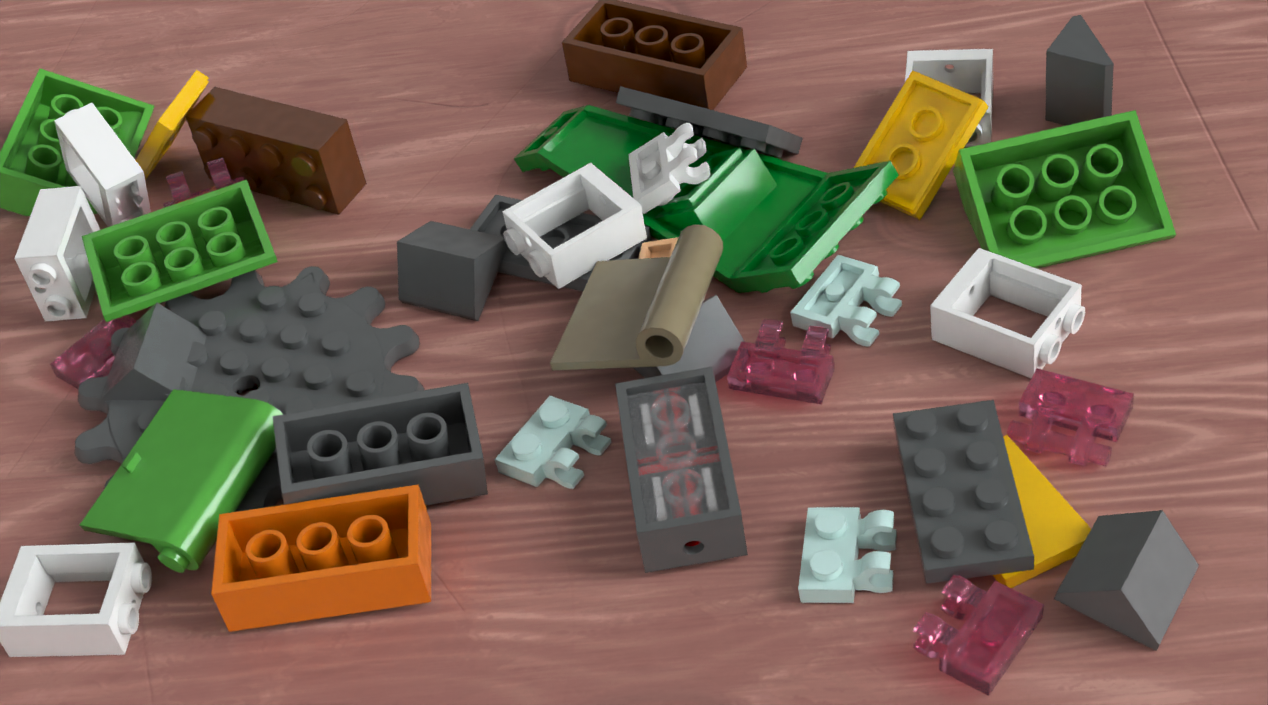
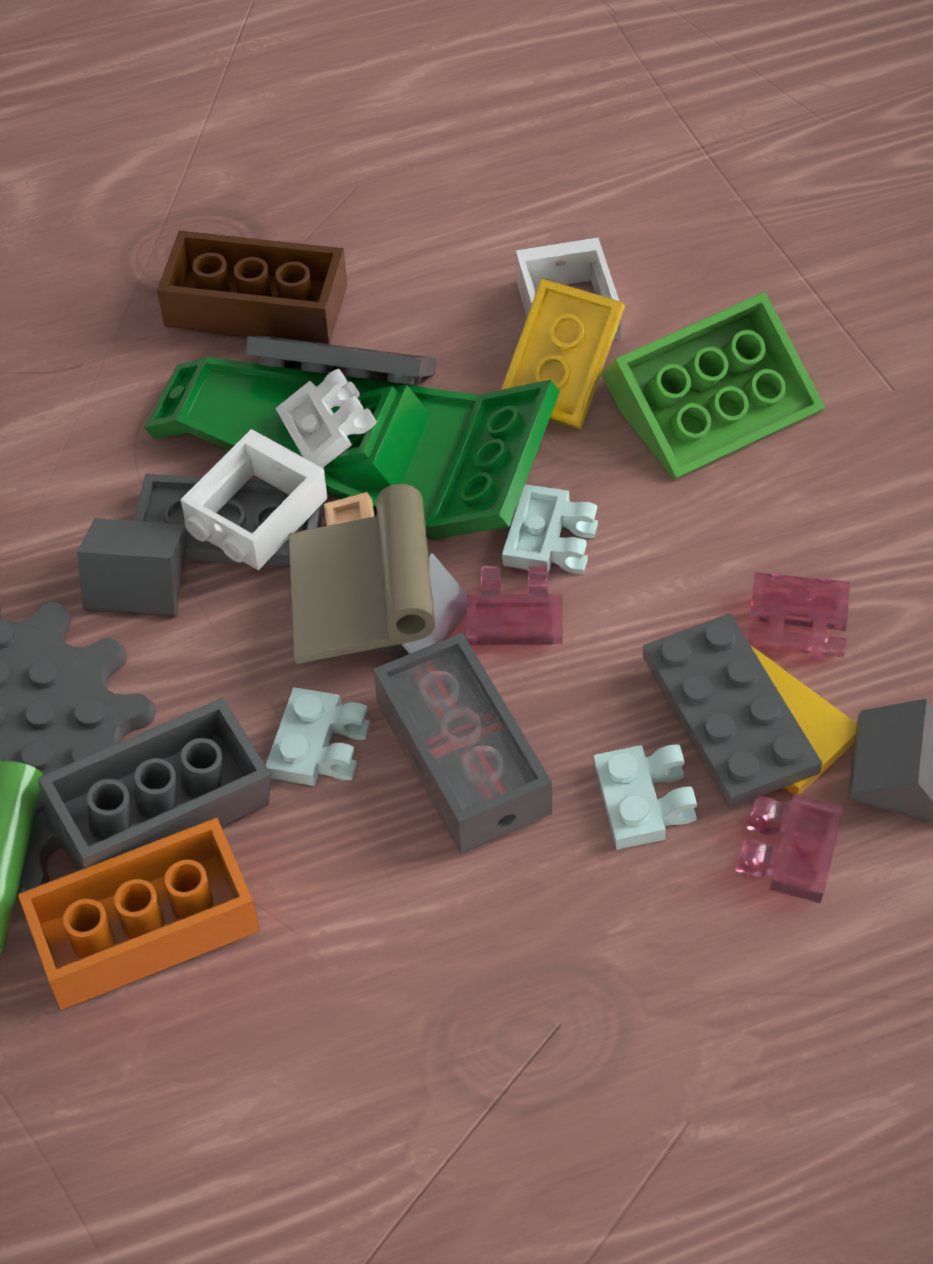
camera: 25 degrees left, 10 degrees up
(1016, 283) = (711, 489): white window -> none
(1077, 76) = (695, 261): dark grey slope -> none

